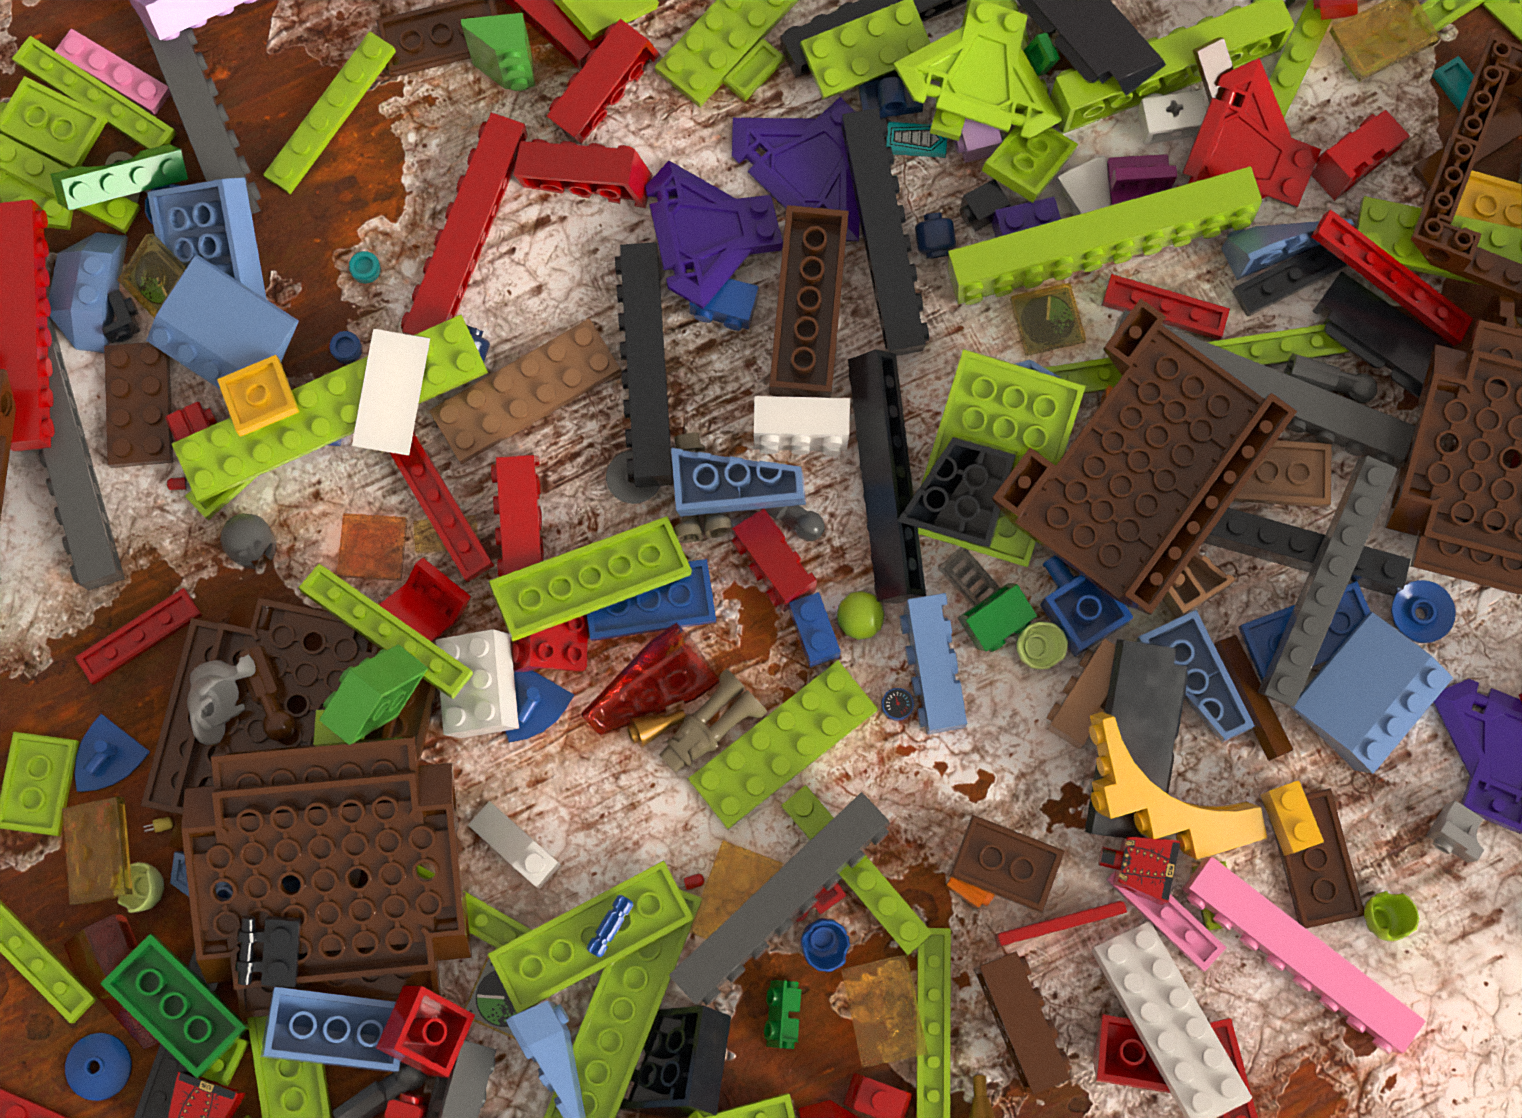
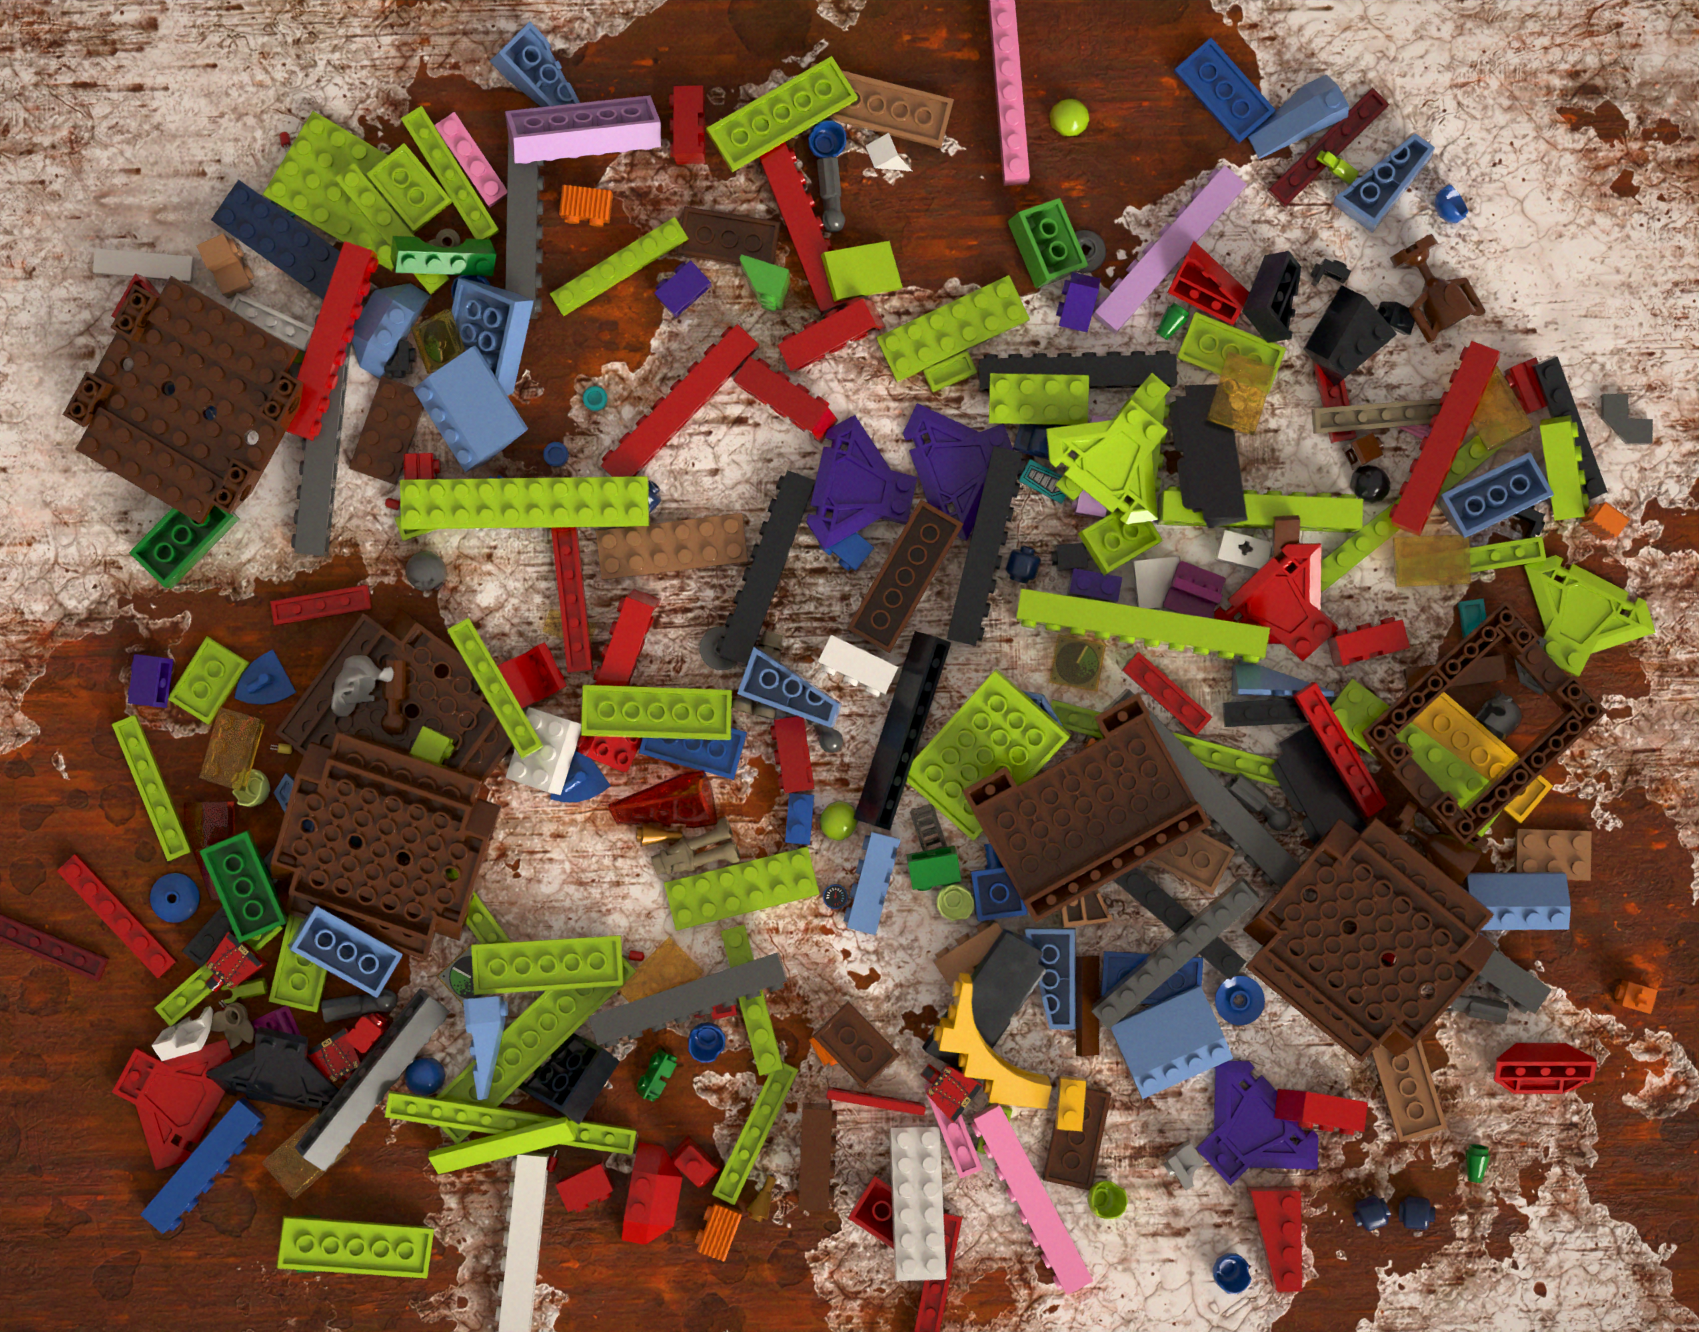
camera: 25 degrees right, 10 degrees up
(258, 395) = (475, 475): yellow plate -> none
(263, 62) = (585, 205): none -> orange brick
(280, 951) = (330, 883): black plate -> none
(372, 547) = (512, 615): clear orange plate -> none
(372, 693) = (465, 735): bright green brick -> none
(391, 392) = (572, 512): white sticker -> none
(412, 105) = (682, 288): none -> dark purple brick
(425, 1031) = (406, 980): red brick -> none
(514, 845) = (522, 875): white slope -> none
(609, 926) = (562, 964): blue axle -> none
(884, 1011) = (726, 1105): clear yellow plate -> none
(960, 492) = (945, 771): black wedge -> none
(1041, 54) = (1165, 464): green plate -> none

